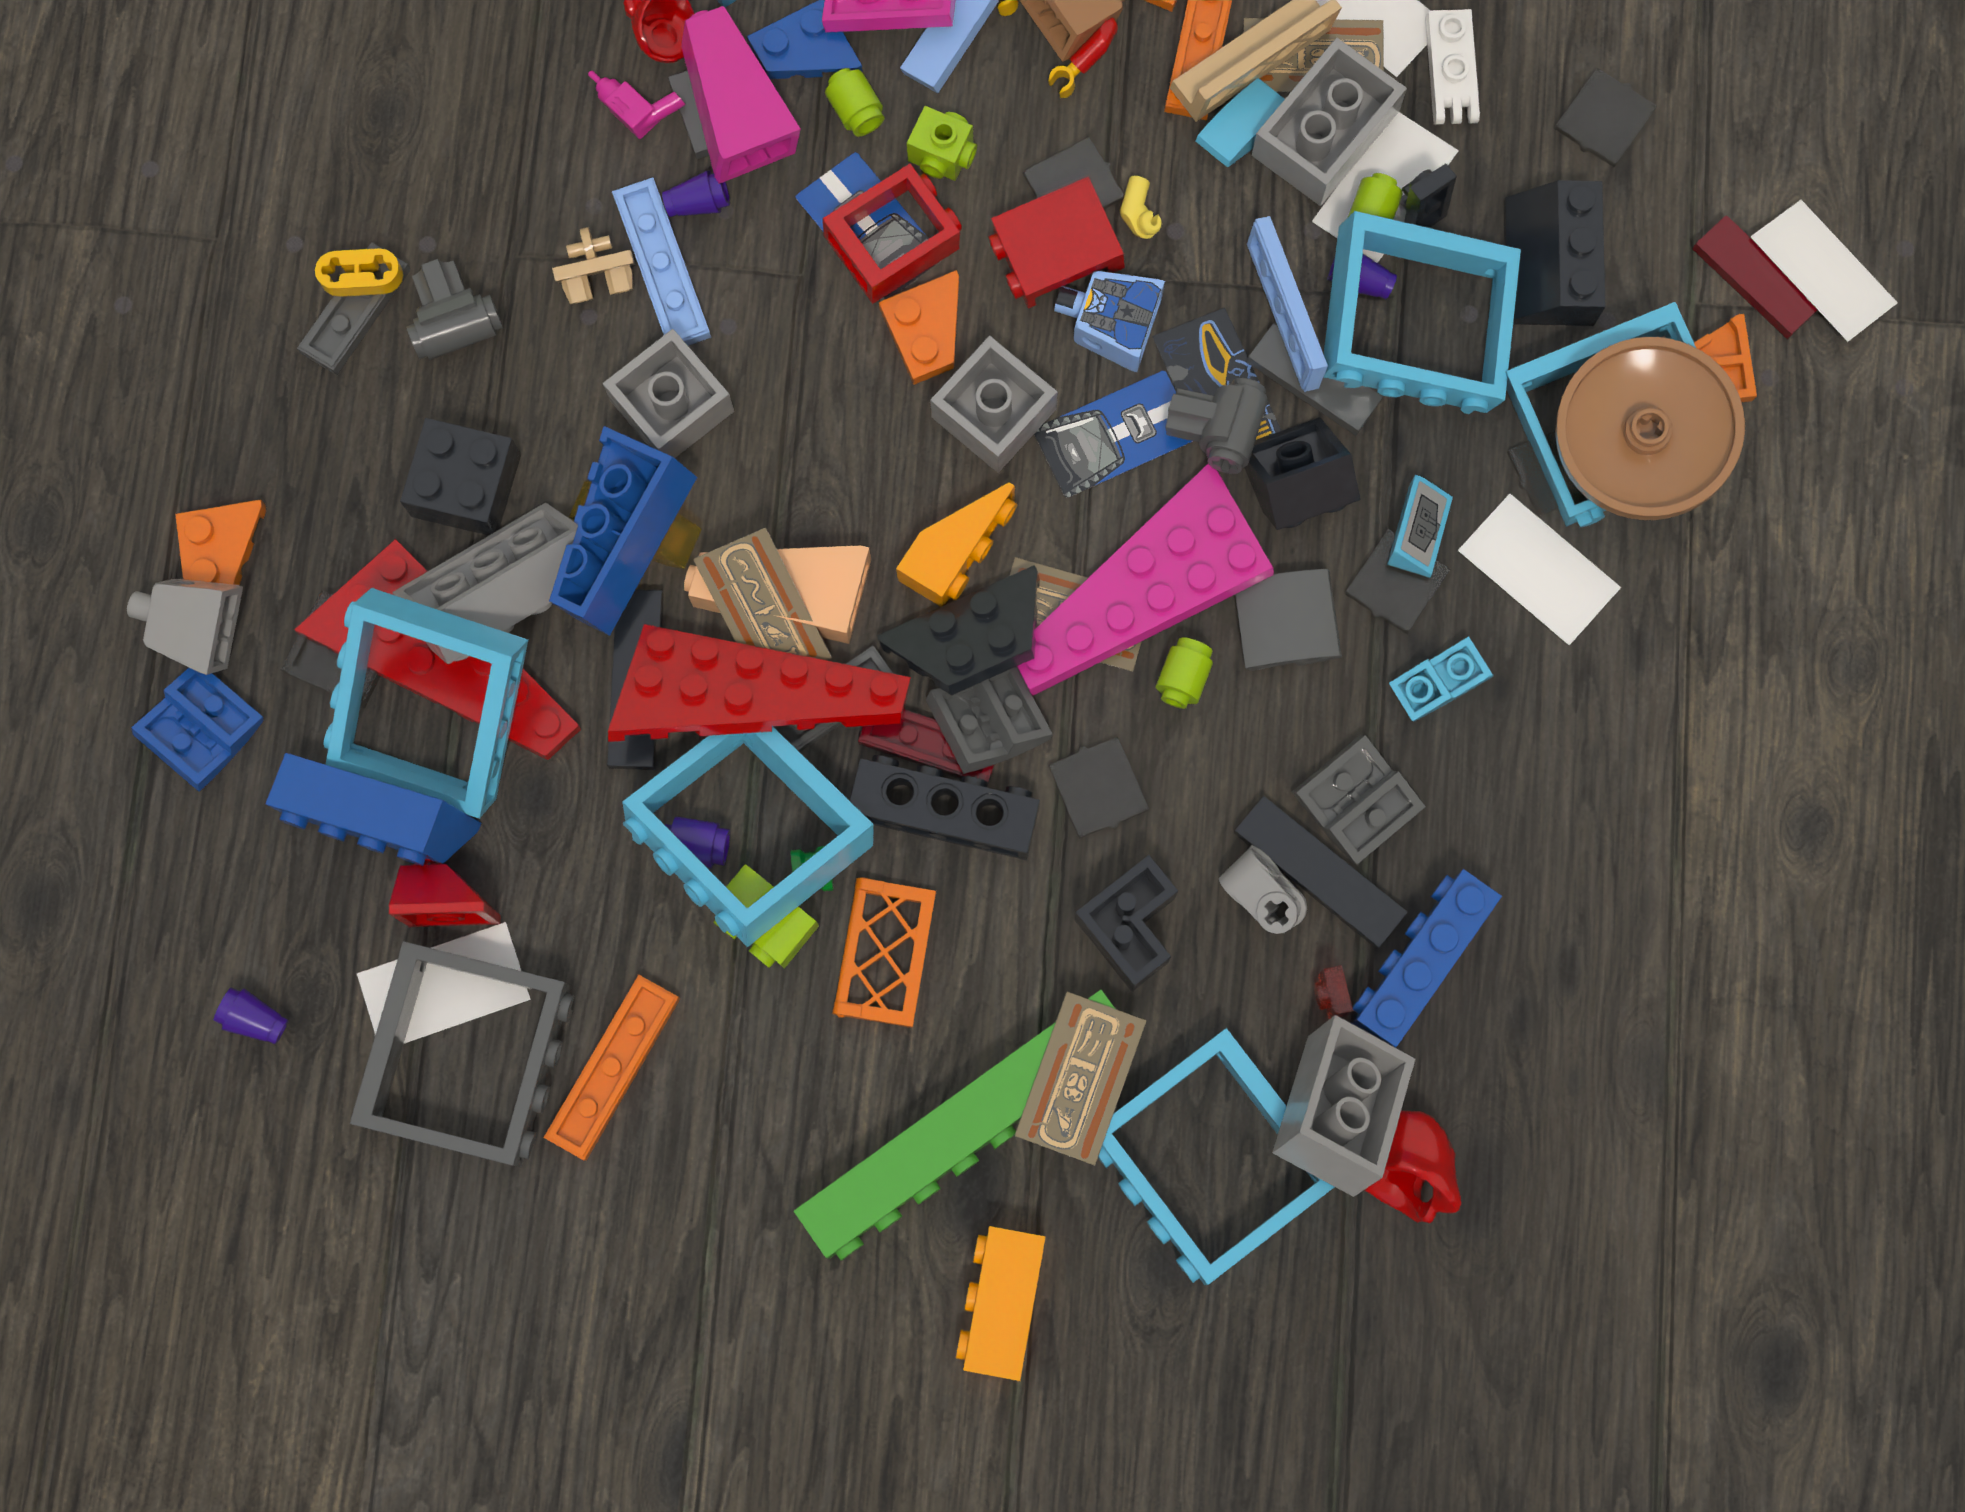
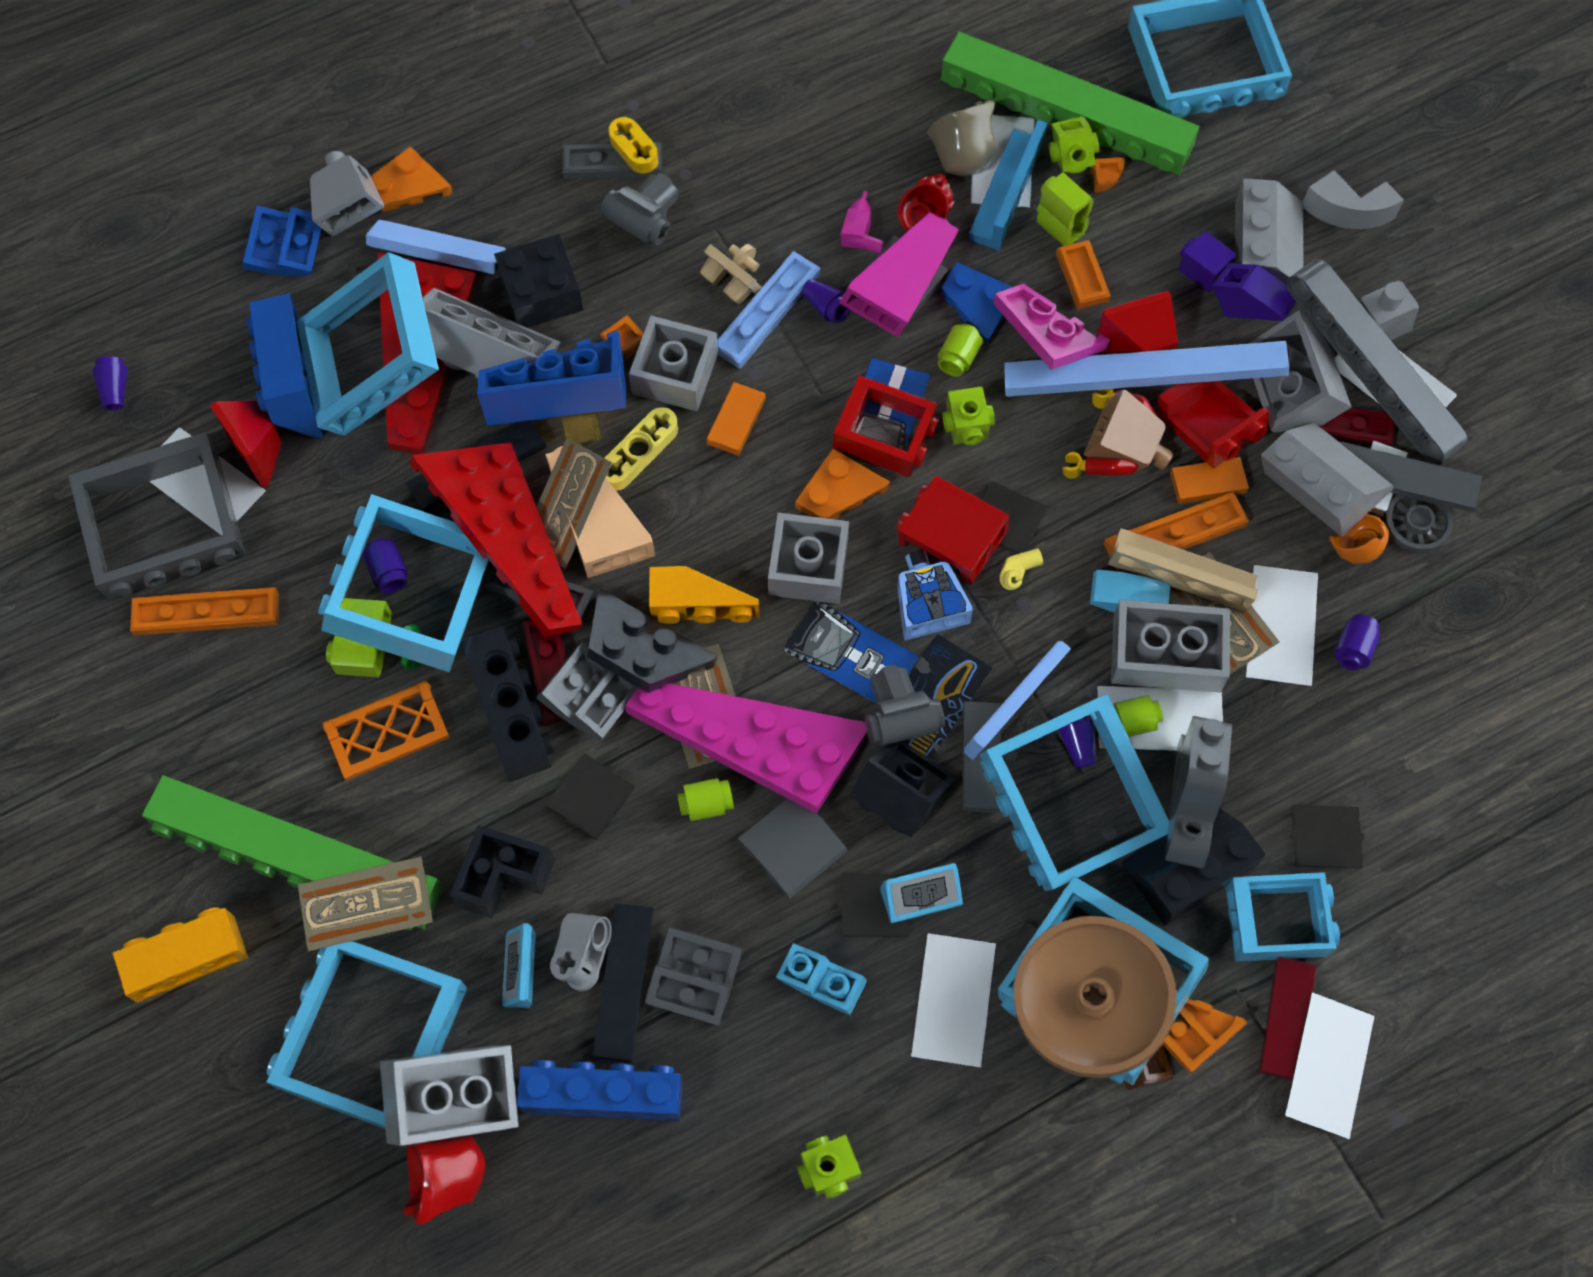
camera: 55 degrees right, 10 degrees down
(330, 562) = (433, 246): none -> light blue tile
(585, 430) = (629, 335): none -> orange tile
(717, 472) = (638, 434): none -> light yellow beam
(771, 377) = (736, 418): none -> orange tile
(1239, 966) = (519, 967): none -> medium azure slope
(1332, 992) = (538, 1042): clear red plate -> none
(1428, 196) = (1161, 745): black plate -> none
(1452, 65) = (1282, 706): white hinge -> none
(1508, 194) = (1197, 789): none -> dark grey brick
(1636, 786) = (836, 1152): none -> lime brick
(1640, 247) = (1242, 918): none -> medium azure window

